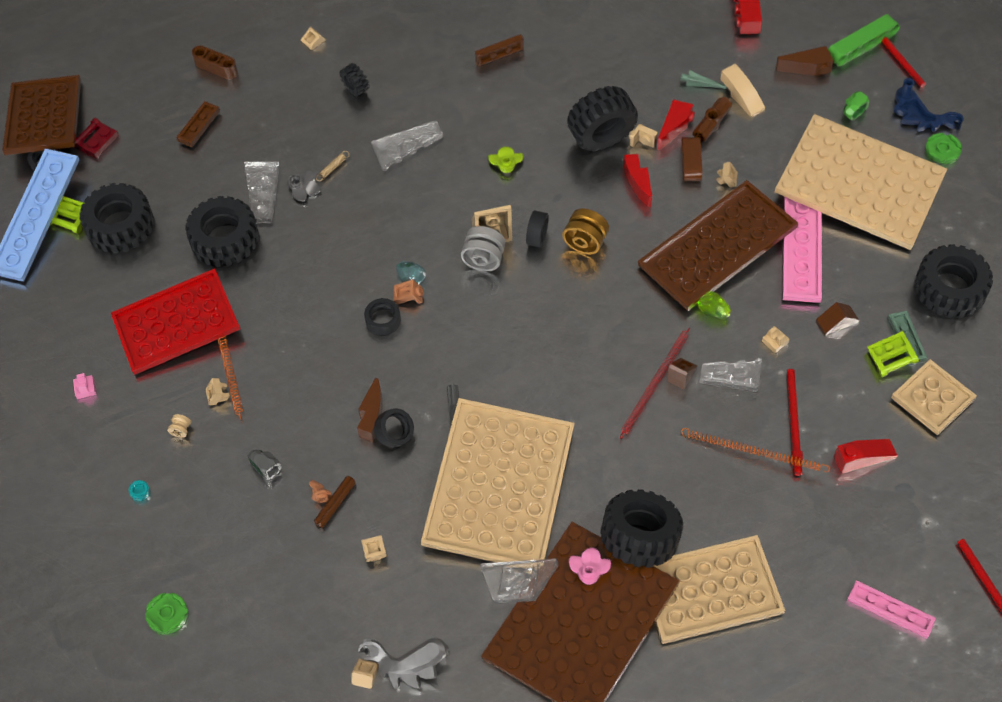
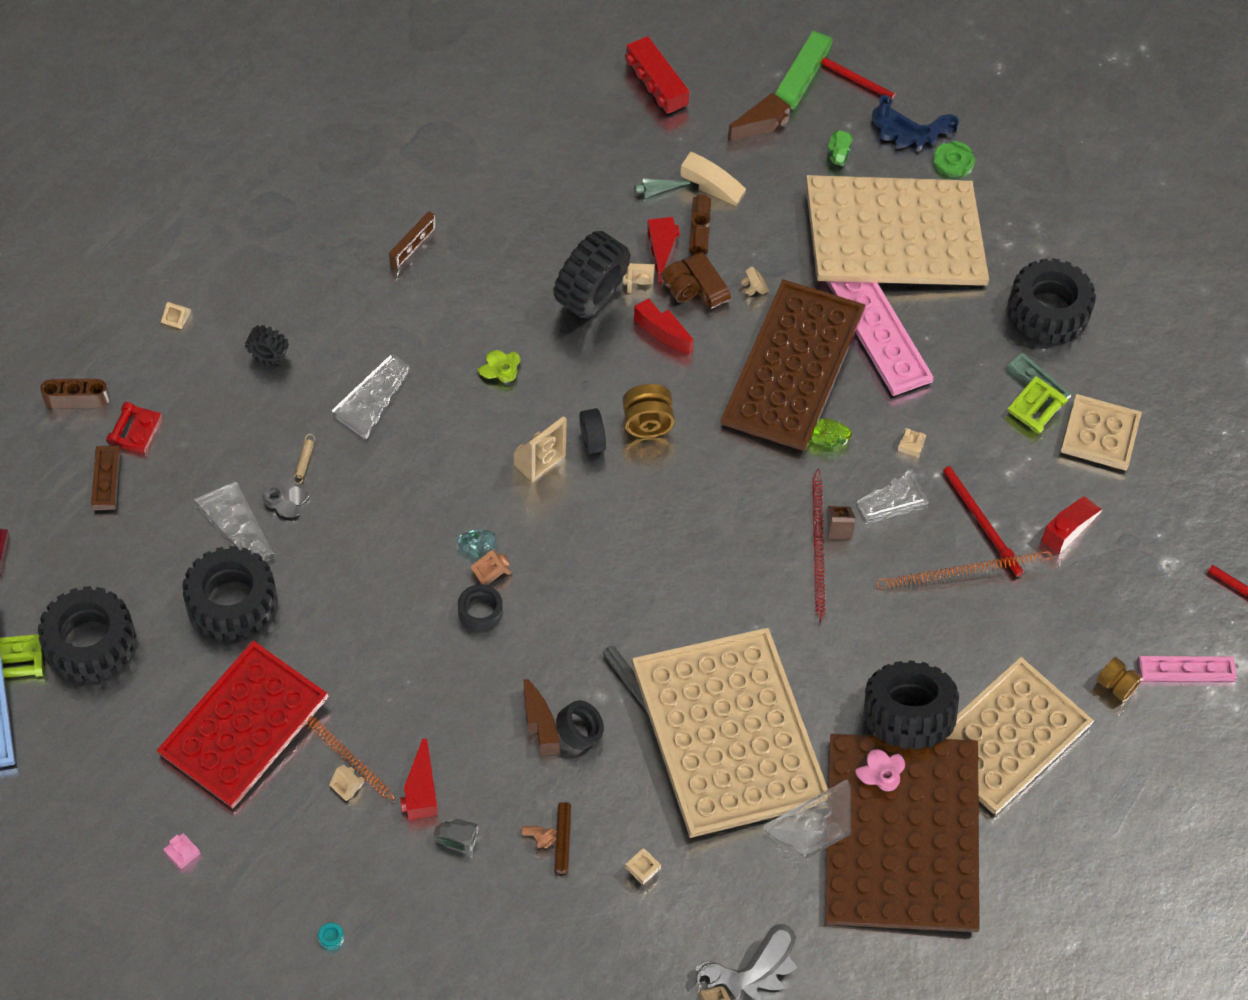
camera: 35 degrees left, 0 degrees up
(179, 426) = (330, 840): tan wheel -> none
(241, 104) = (140, 432): none -> red plate
(261, 417) = (419, 787): none -> red slope
(483, 248) = (548, 479): light grey wheel -> none
(671, 152) = (680, 282): none -> reddish brown wheel
(827, 592) = (1117, 677): none -> pearl gold wheel
(837, 318) = (959, 392): reddish brown slope -> none

